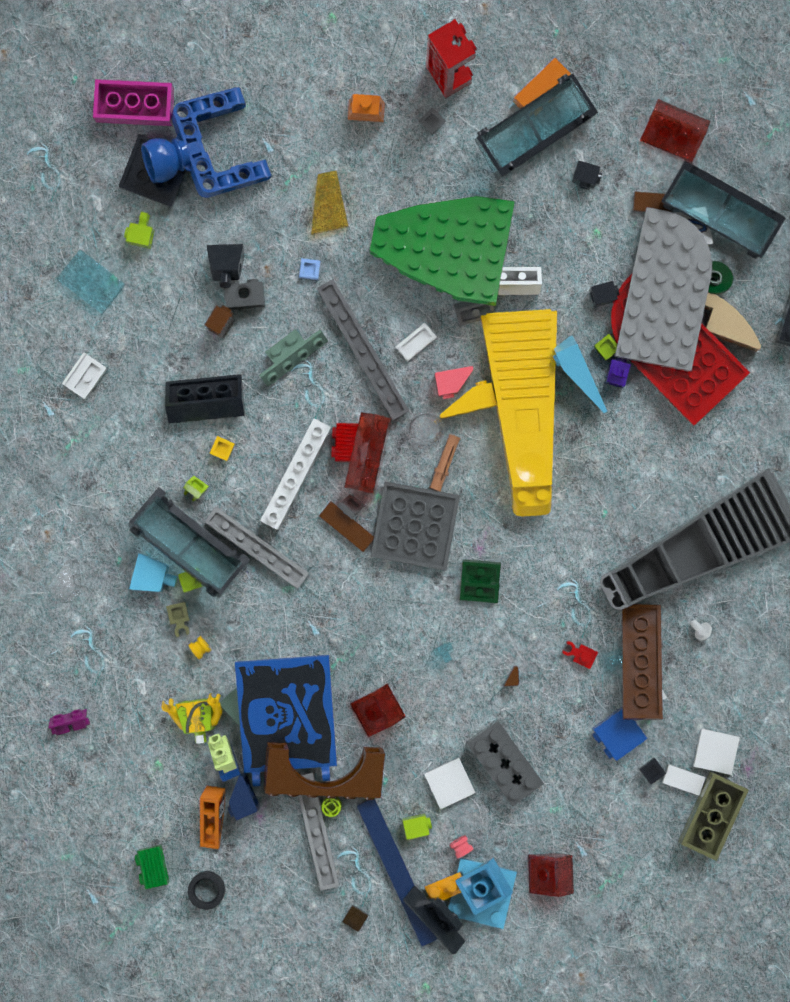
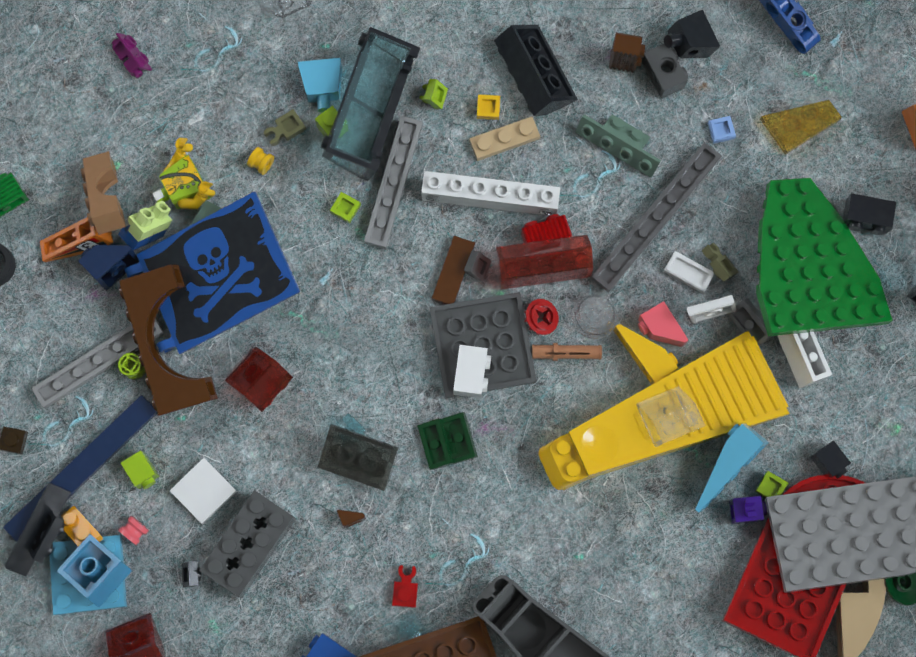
camera: 65 degrees right, 10 degrees down
(203, 785) = (104, 209): none -> medium nougat arch
(252, 445) = (504, 138): none -> tan plate
(263, 593) = (345, 207): none -> lime plate
(413, 465) = (550, 317): none -> red gear
(420, 314) = (720, 263): none -> olive plate
(423, 182) = (869, 214): none -> black brick
(436, 544) = (470, 371): none -> white brick
(456, 338) = (711, 309): none -> white tile
(471, 655) = (358, 457): none -> clear smoke slope
(511, 814) = (190, 574): none -> black plate
(529, 405) = (670, 416): none -> clear slope

